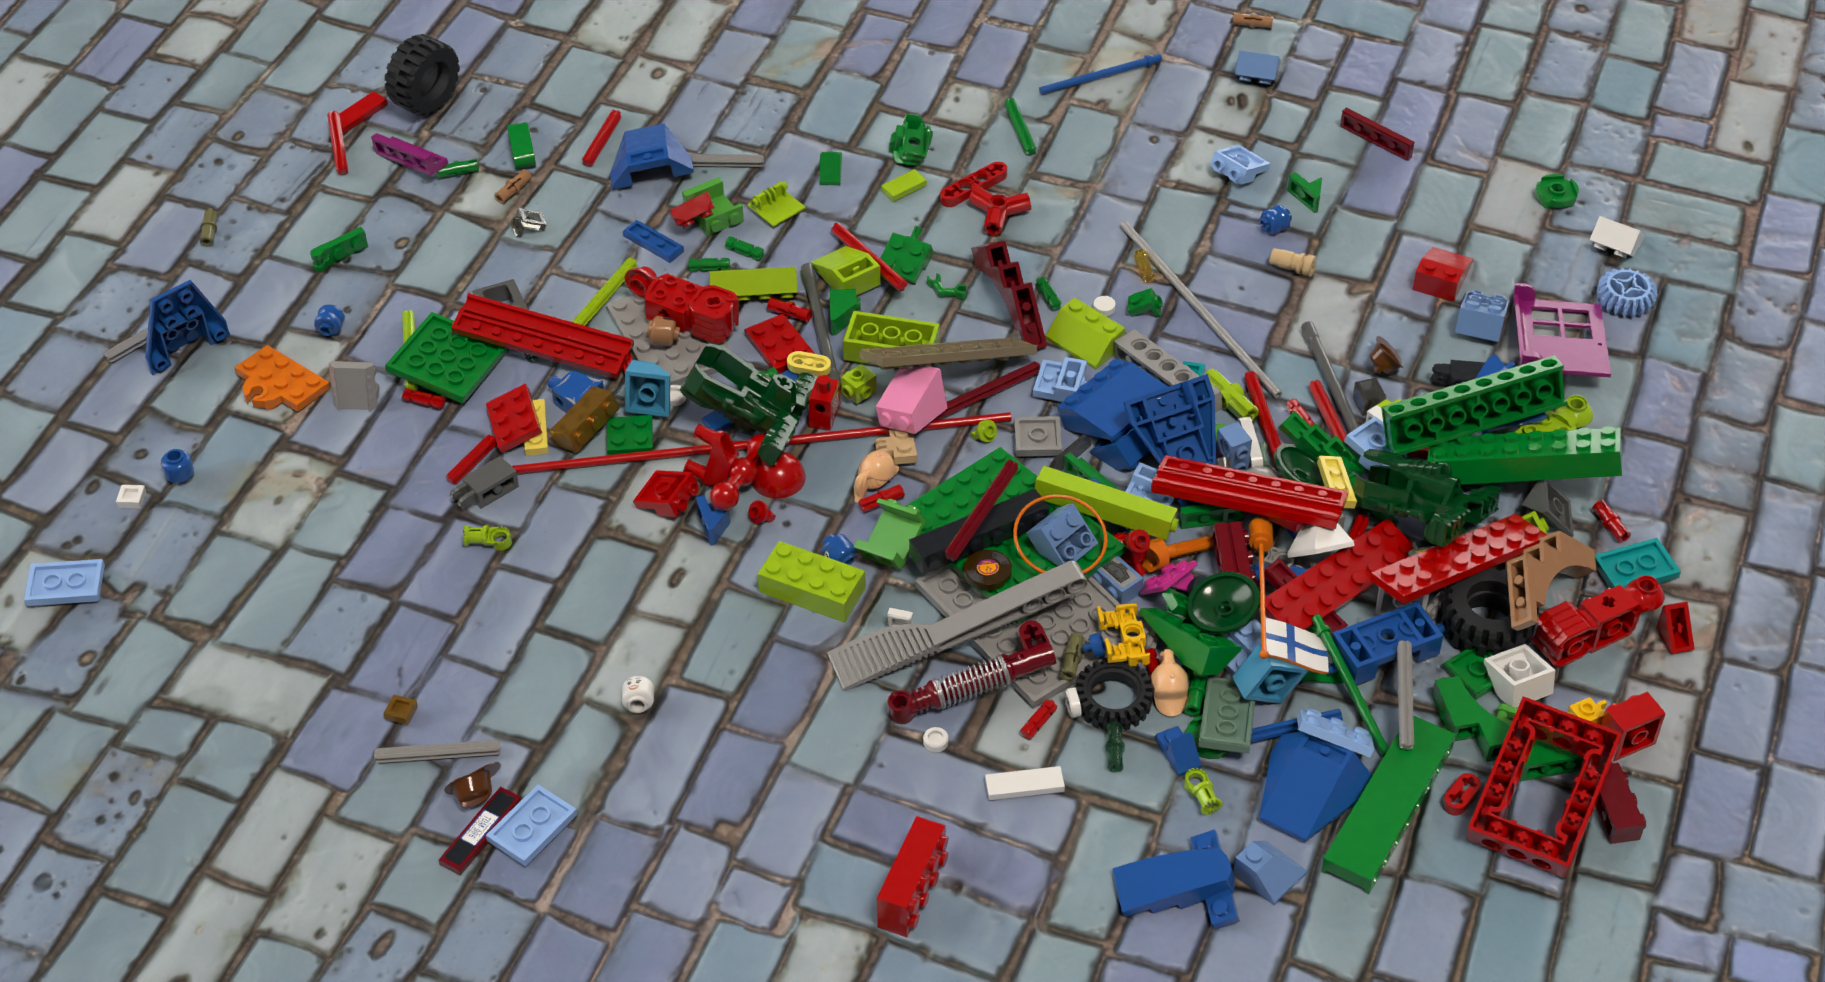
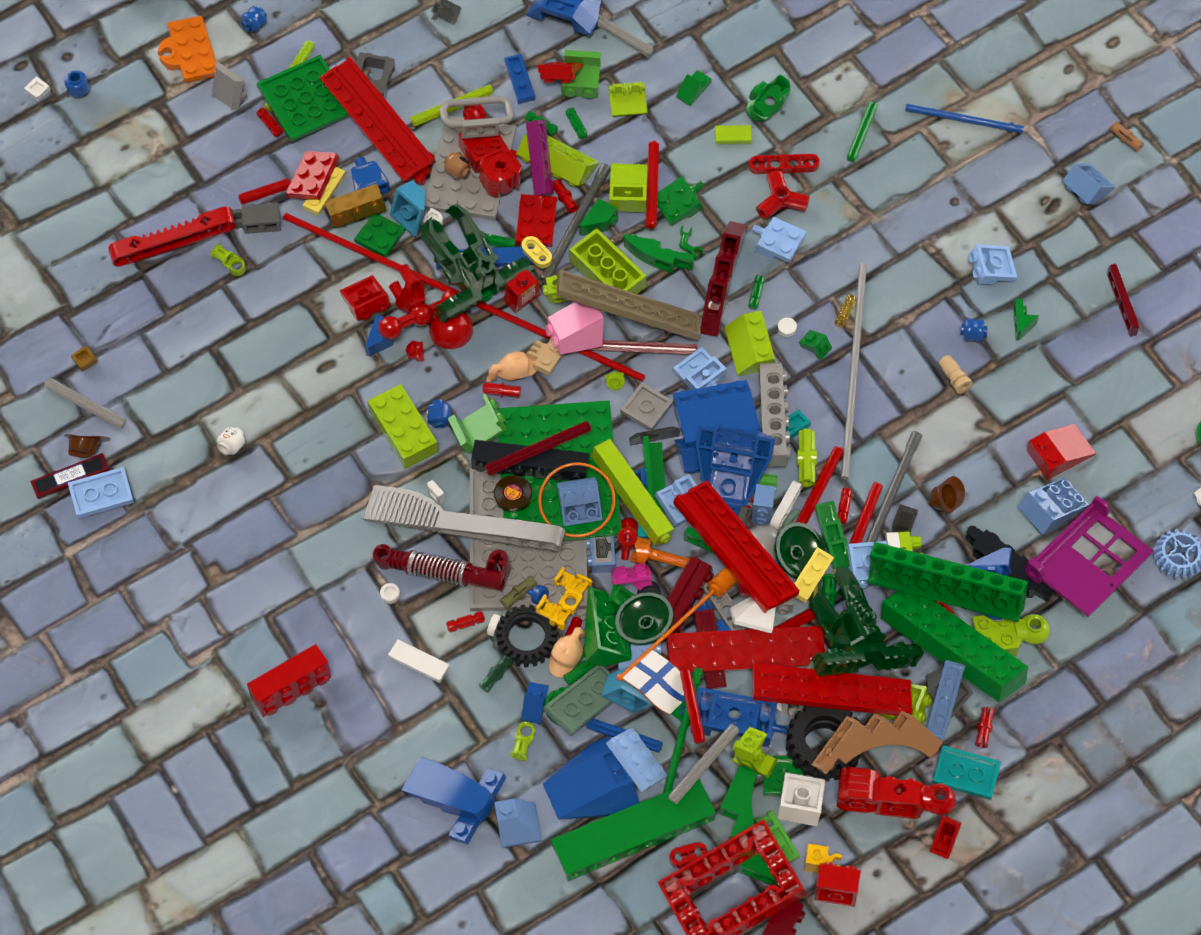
camera: 35 degrees right, 15 degrees up
(448, 502) = (126, 251): none -> red gear
(659, 281) = (477, 127): none -> light grey bar
(741, 282) = (539, 157): none -> magenta fence
(933, 310) = (650, 253): none -> green slope
(1031, 241) = (779, 239): none -> light blue plate
(1346, 650) = (692, 706): none -> red axle
(1437, 654) = (749, 753): none -> lime tile
(1563, 500) = (945, 698): none -> medium blue tile

